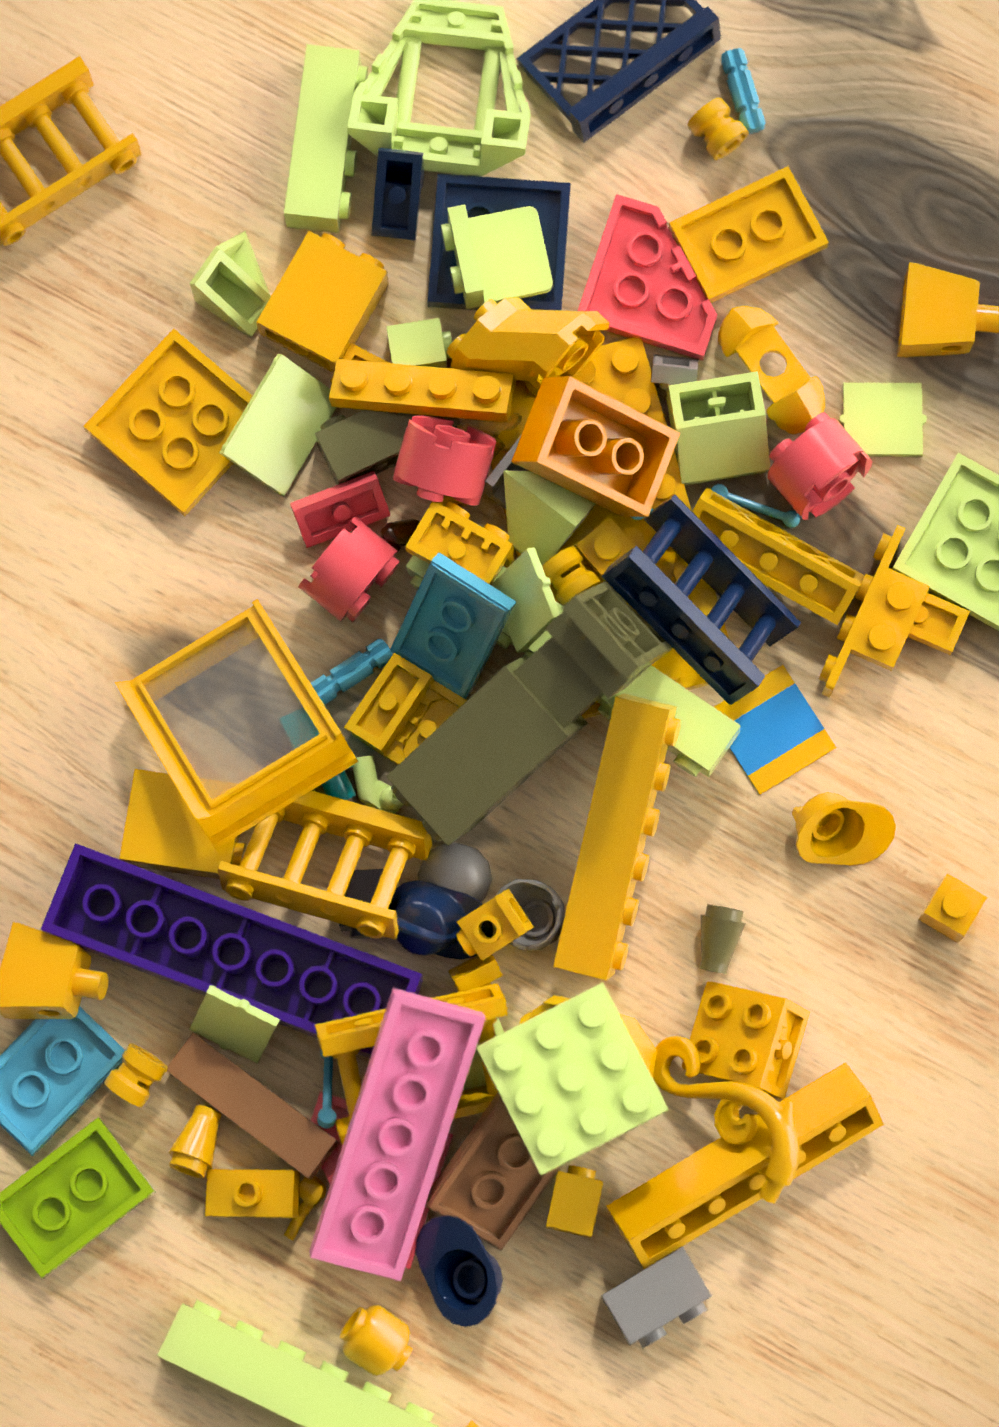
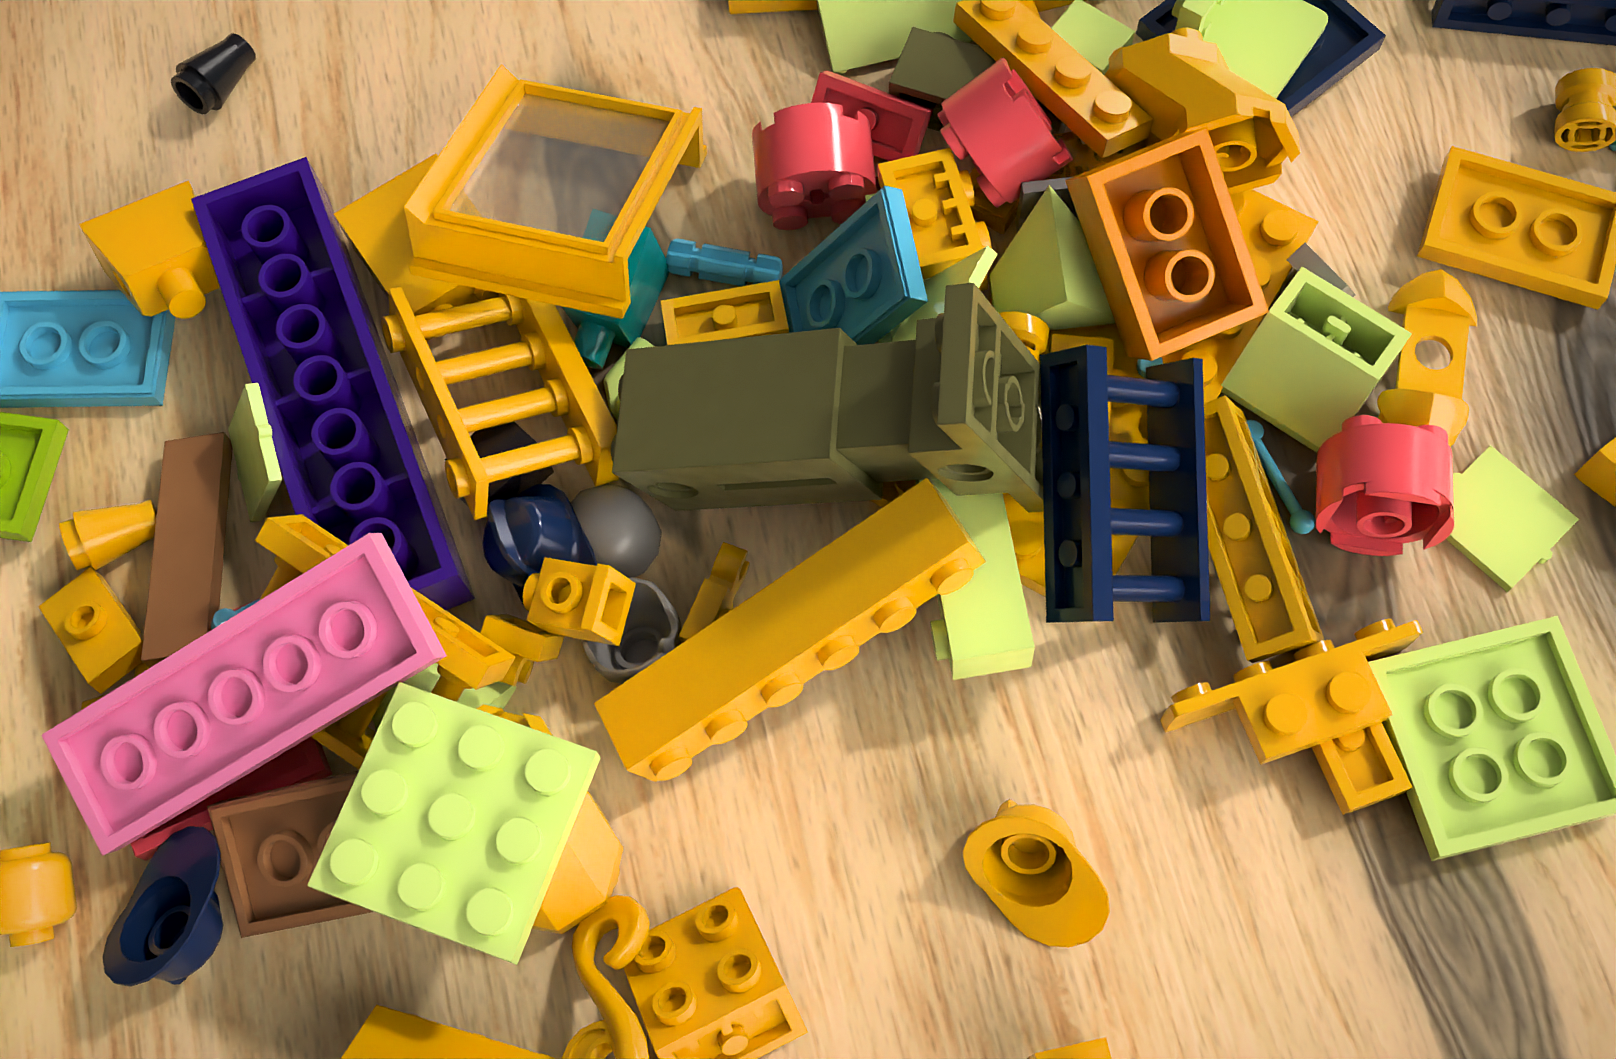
camera: 50 degrees right, 10 degrees down
(135, 1075) = (138, 415): yellow wheel -> none
(558, 867) = (718, 591): none -> yellow plate
(575, 1201) = (355, 967): yellow brick -> none
(647, 283) = (1373, 184): coral plate -> none
(719, 937) = (795, 853): olive cone -> none
(776, 731) = (1072, 707): sticker -> none

